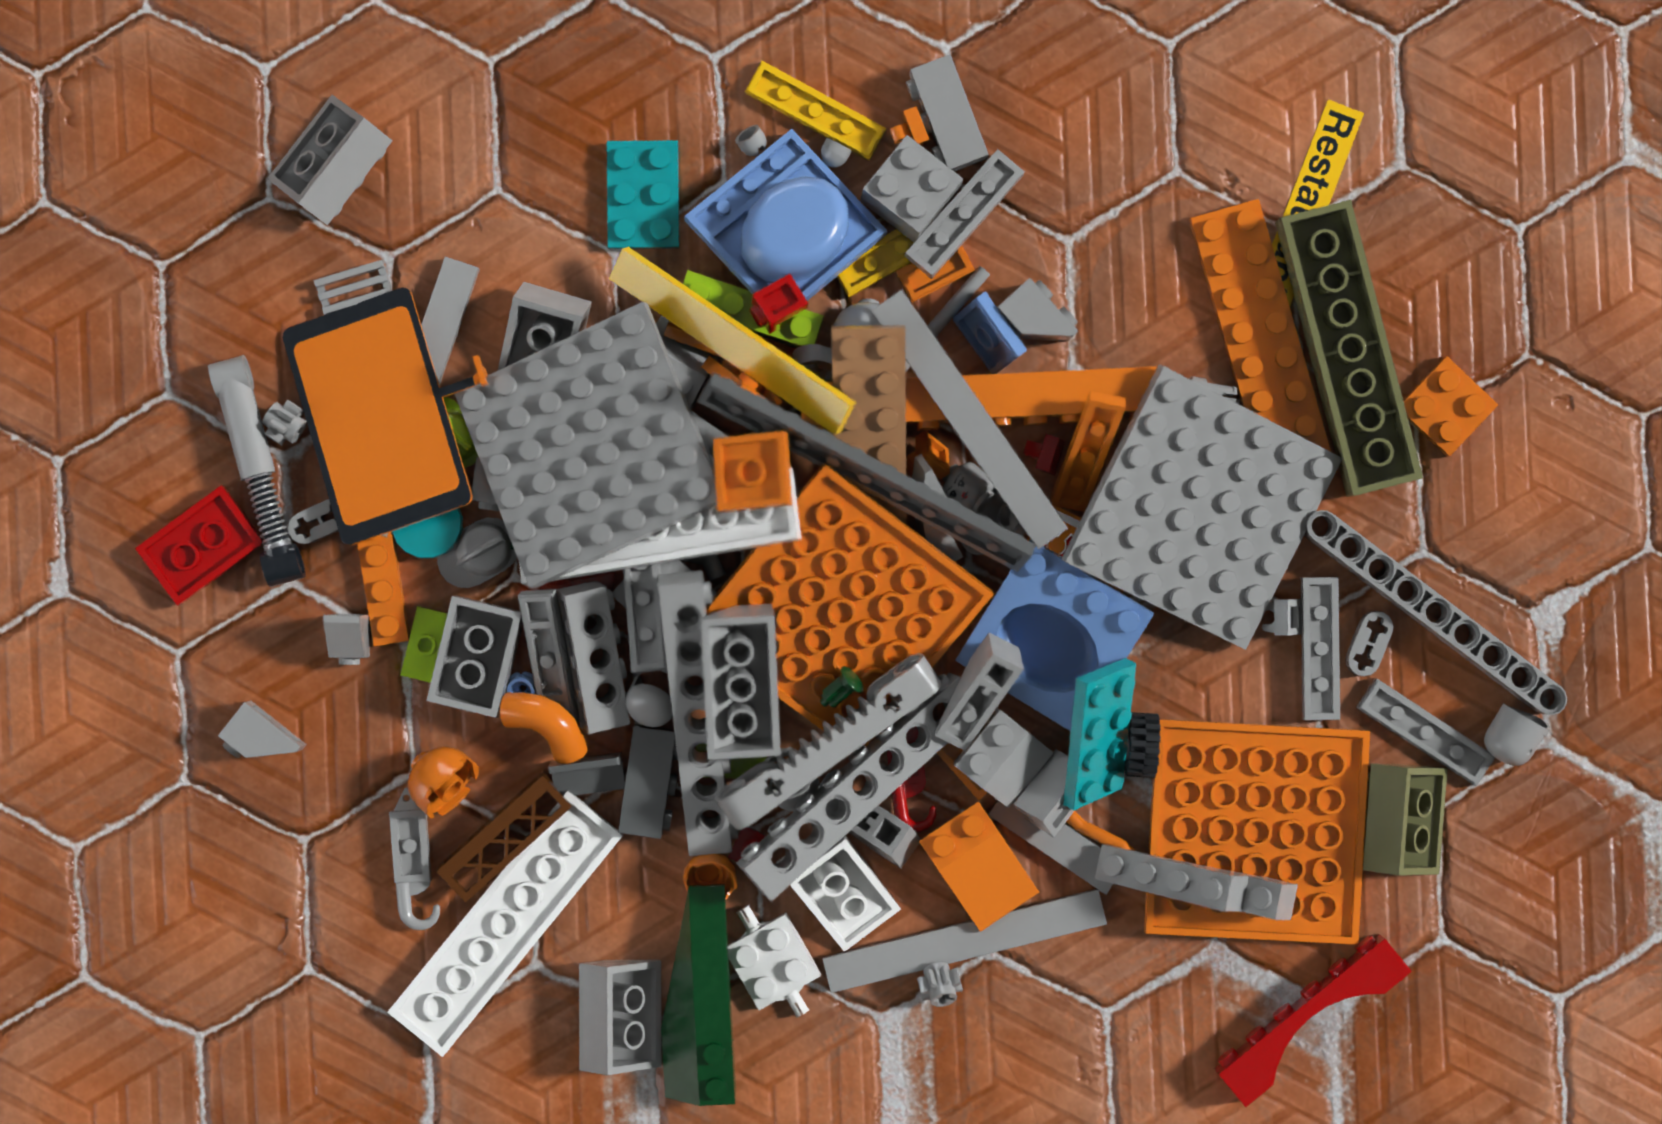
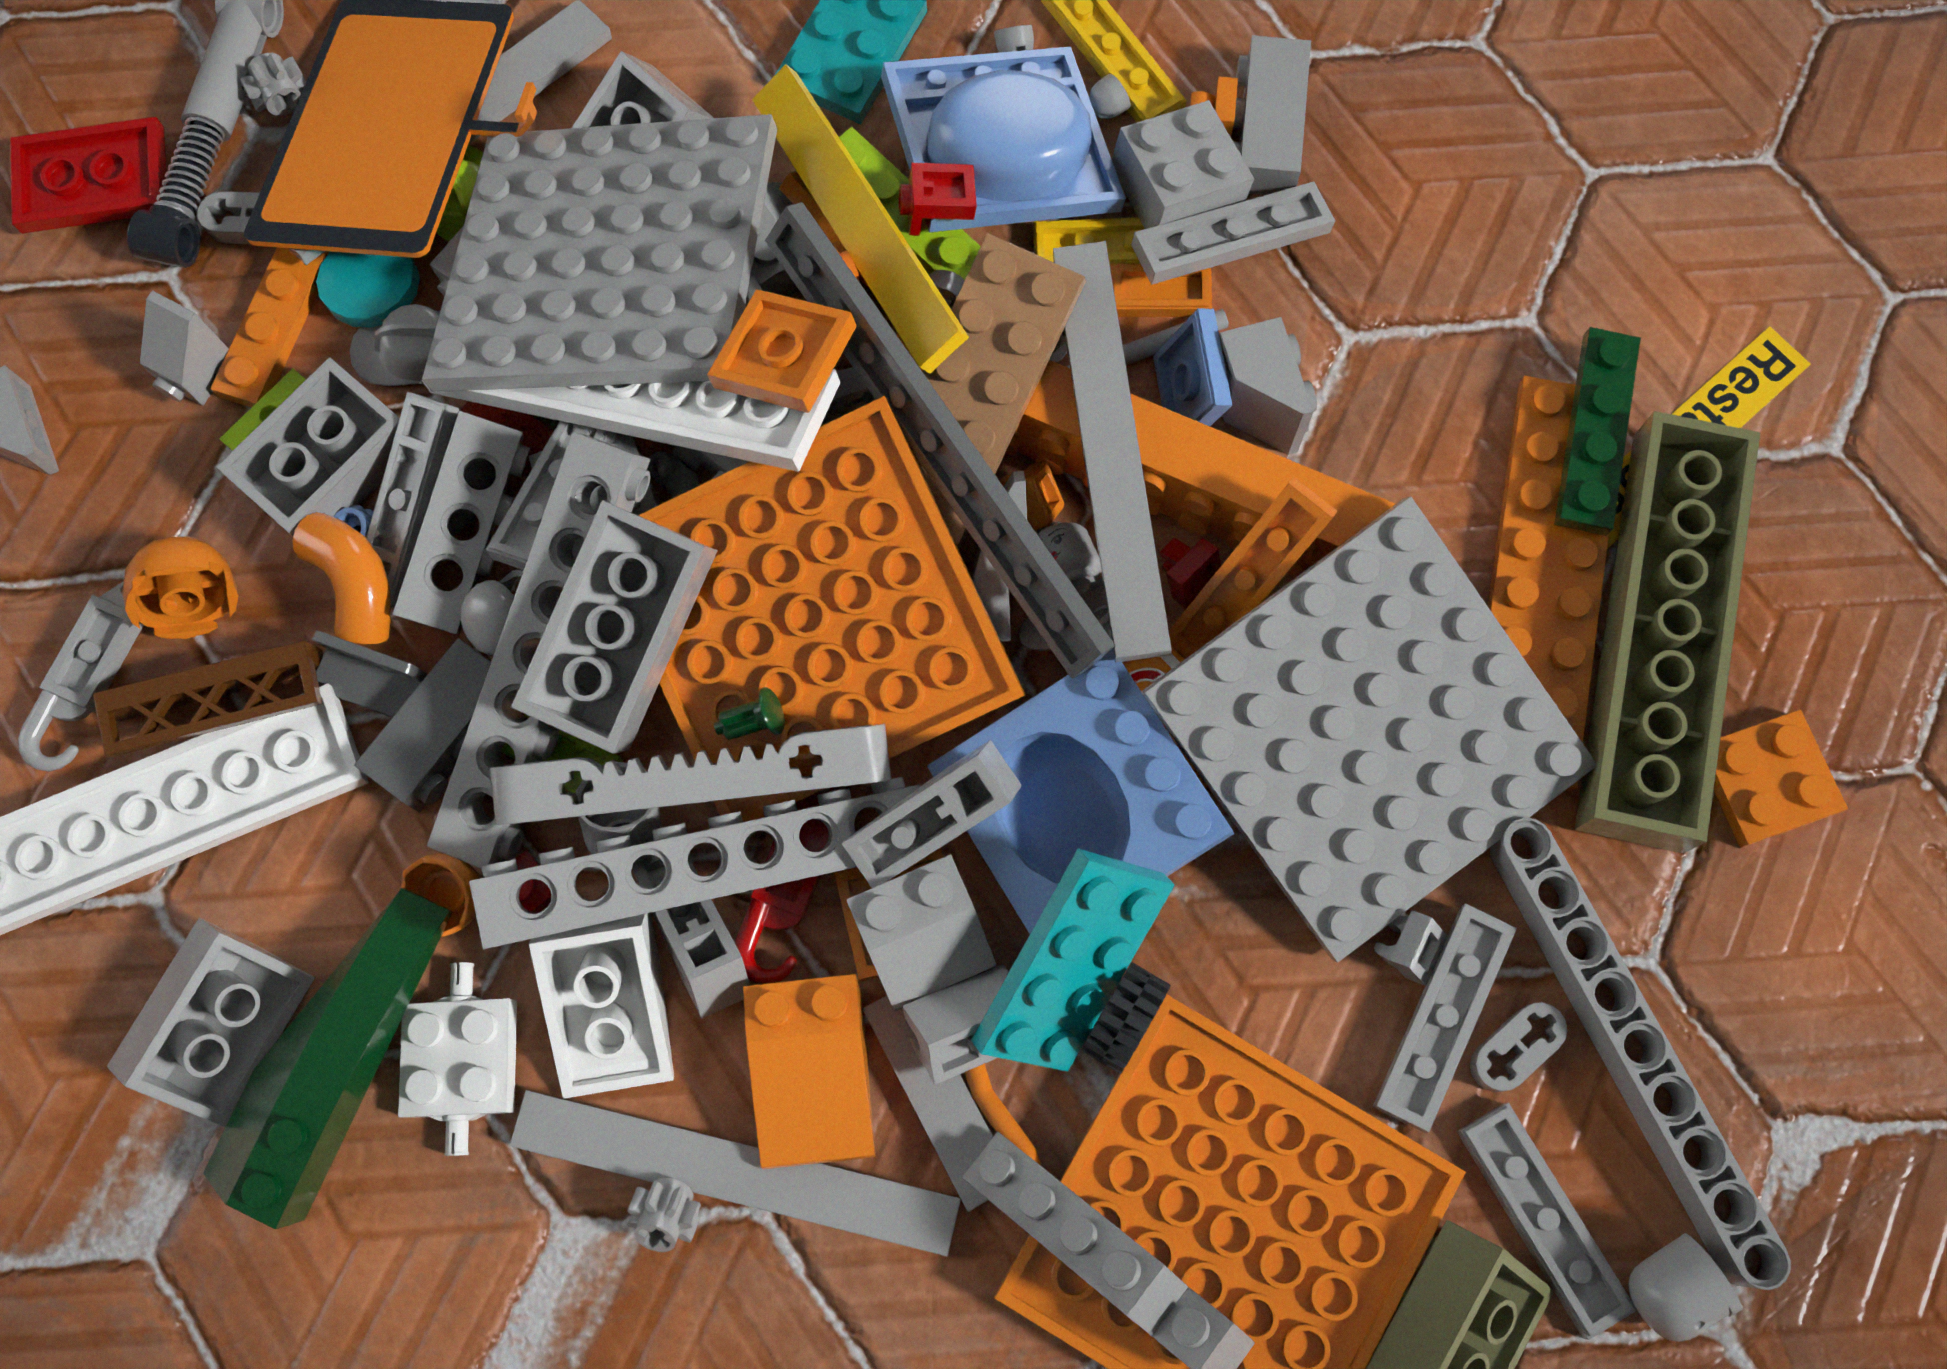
camera: 30 degrees right, 15 degrees down
(1252, 238) = (1597, 431): none -> dark green plate

